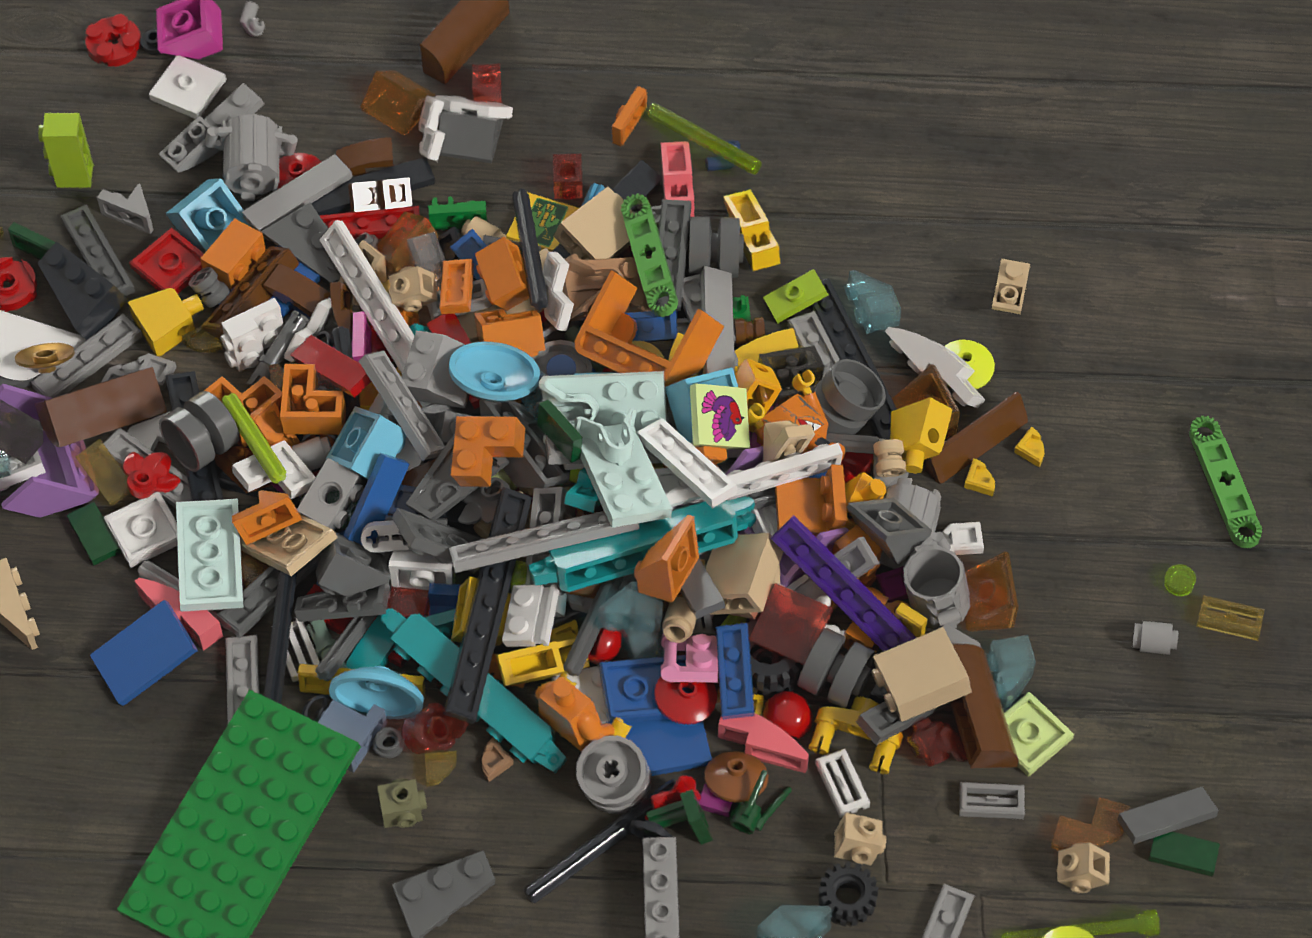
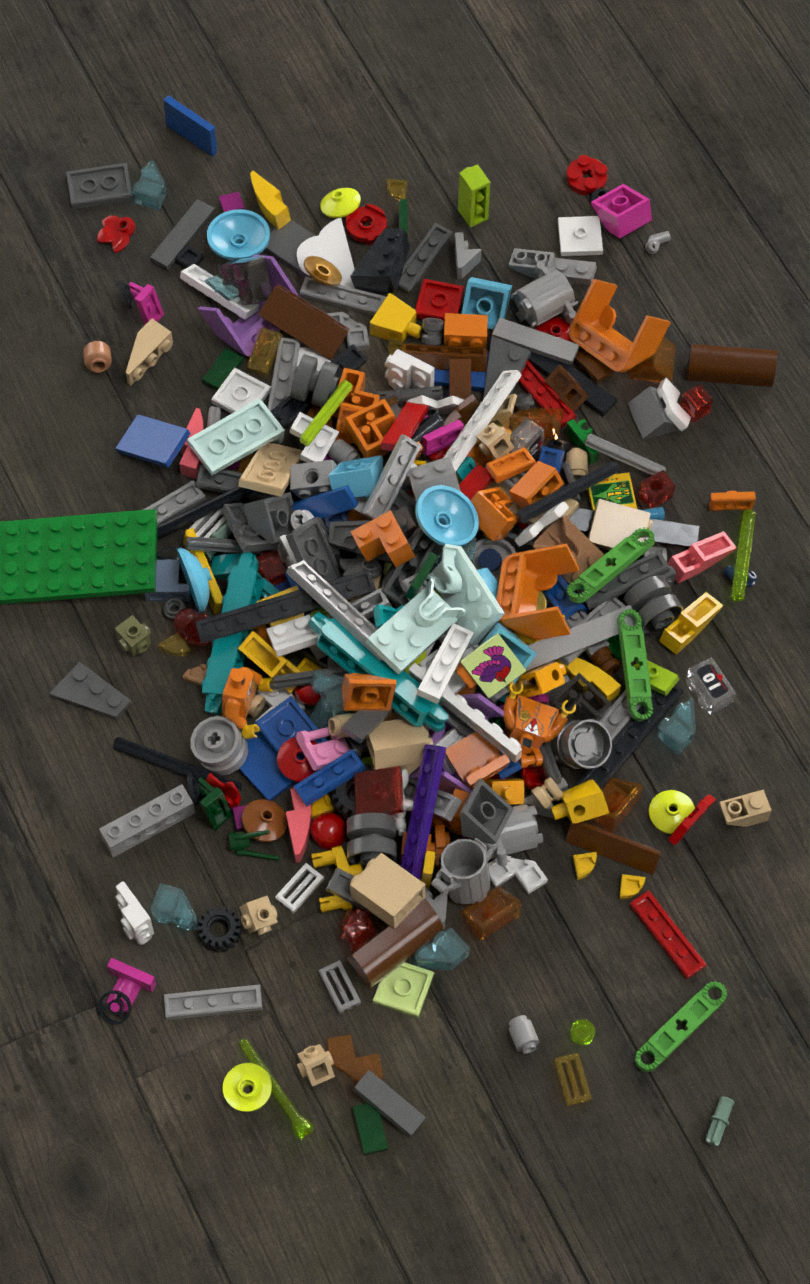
camera: 60 degrees right, 5 degrees up
(149, 474) = (279, 374): red plate -> none
(269, 516) = (275, 451): orange slope -> none
(327, 135) = (595, 334): none -> orange windscreen
(428, 123) = (639, 387): white tile -> none
(508, 182) = (623, 455): none -> light grey axle
(784, 439) = (504, 714): tan slope -> none
(792, 306) = (636, 680): none -> bright green piece
(840, 249) = (710, 686): none -> clear brick
(952, 368) = (658, 787): white slope -> none
(989, 334) = (689, 821): none -> red tile
(1109, 441) = (667, 935): none -> red tile

